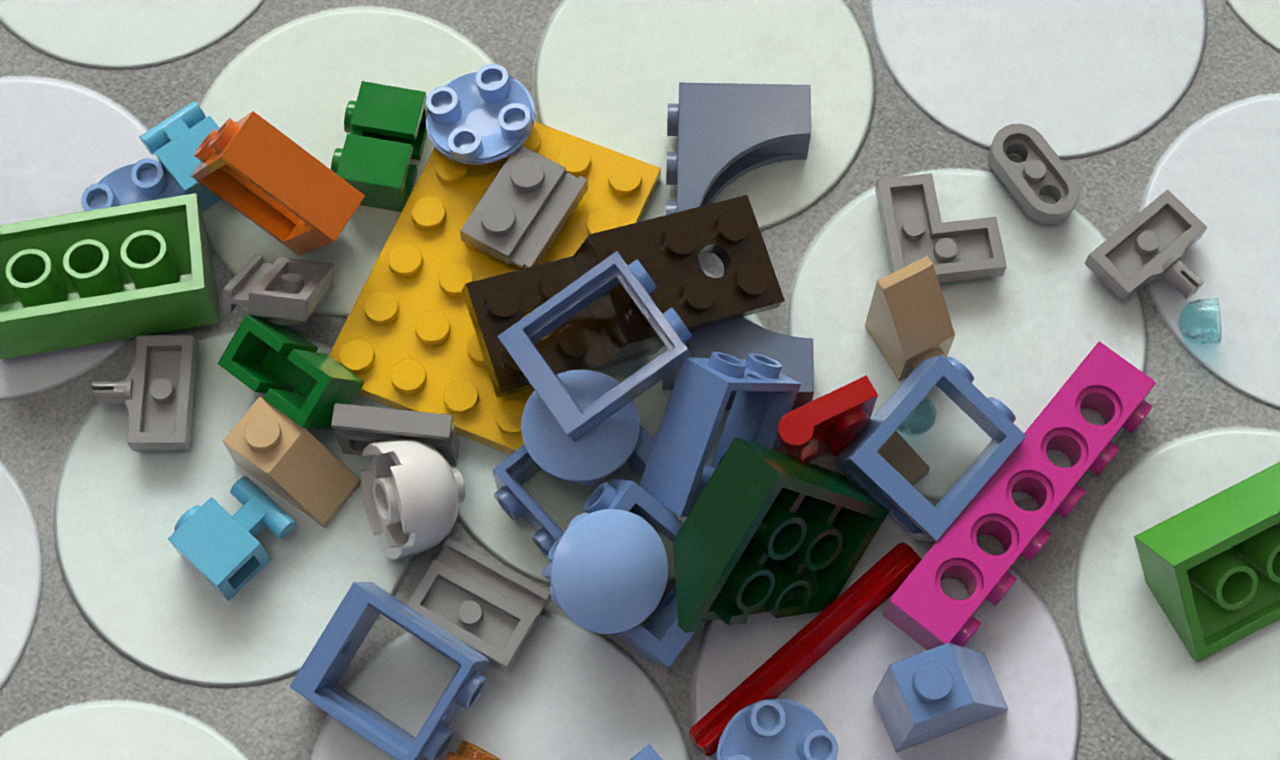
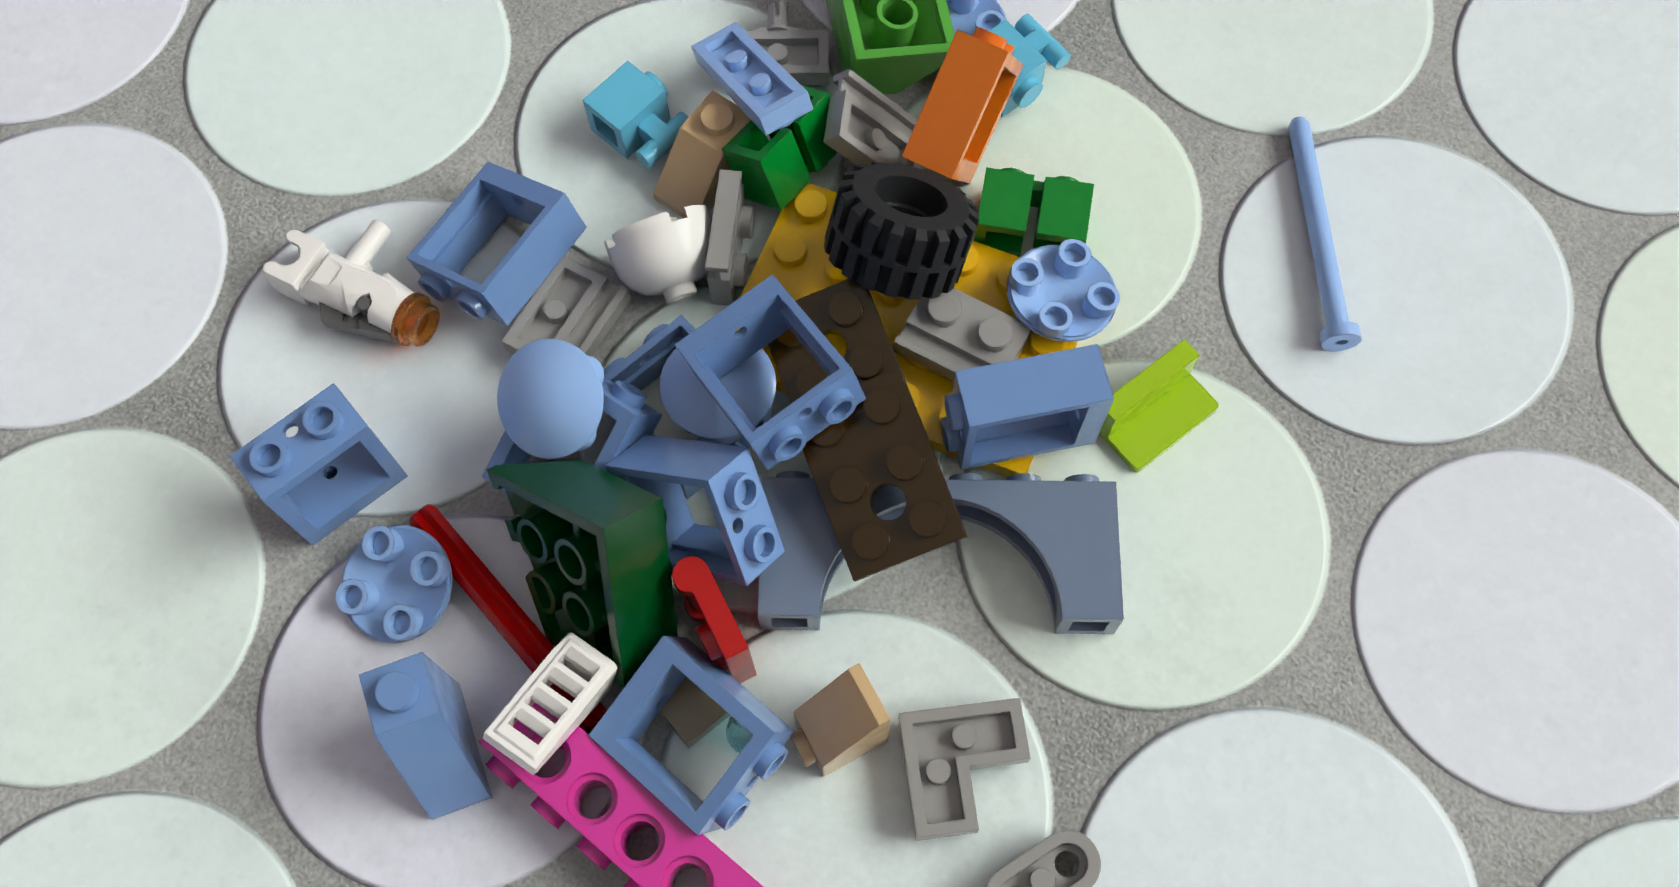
camera: 90 degrees right, 0 degrees up
(216, 394) = (752, 78): none -> light blue plate
(423, 242) = (900, 230): none -> black tyre
(591, 57) = (1157, 408): none -> lime panel
(618, 138) = (1026, 406): none -> medium blue window
(881, 545) = (573, 668): none -> white slope

